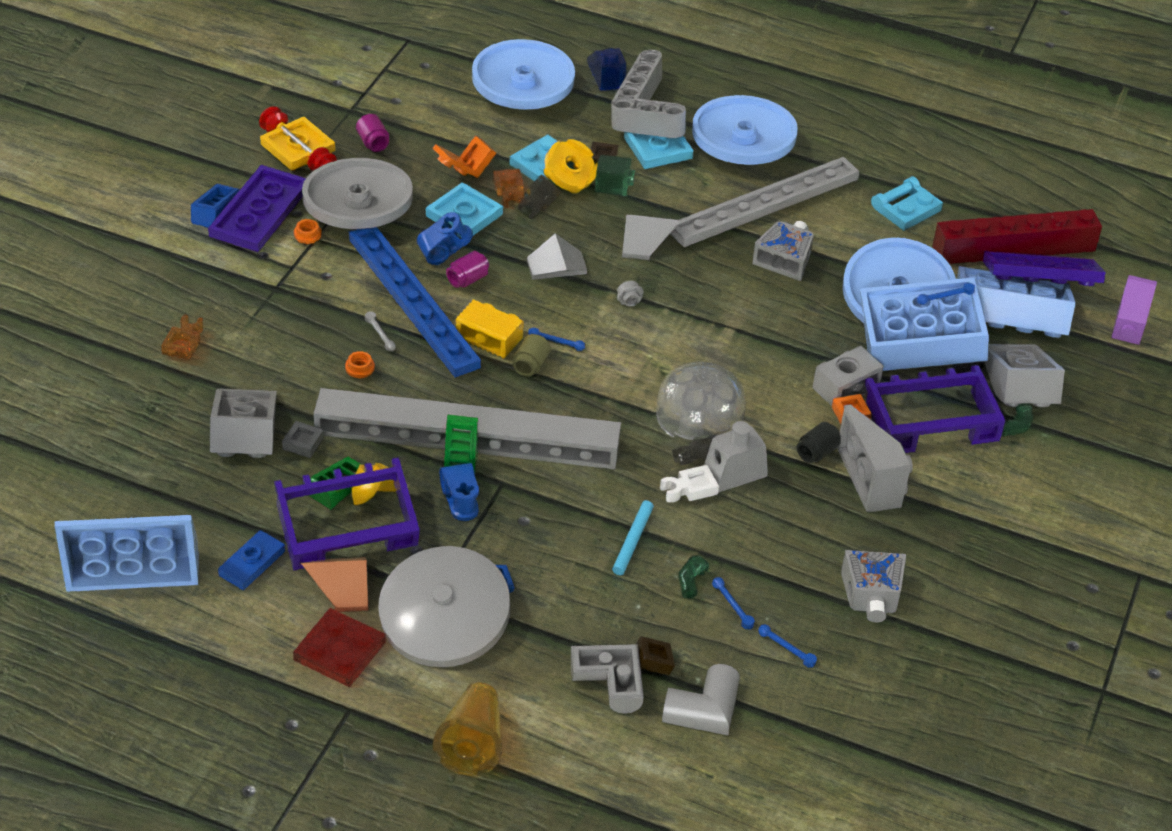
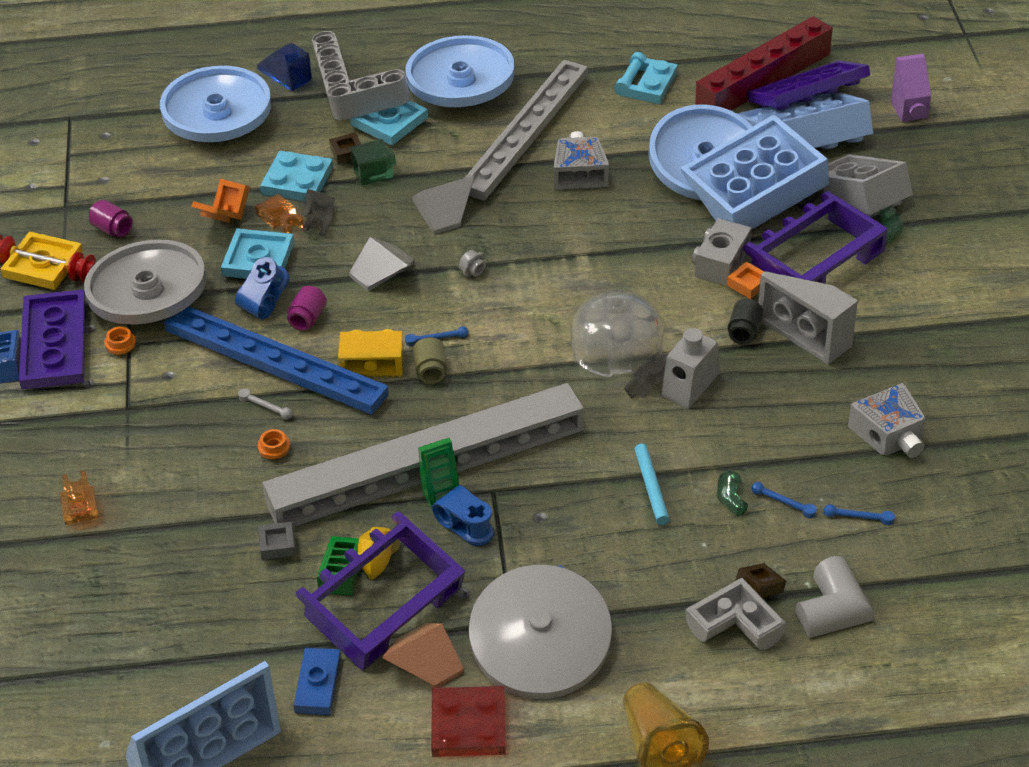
camera: 25 degrees left, 0 degrees up
(243, 422) = (206, 551): light grey slope -> none
(561, 174) = (319, 178): yellow plate -> none
(693, 483) = (667, 408): white plate -> none
(968, 288) = (778, 126): blue hinge -> none

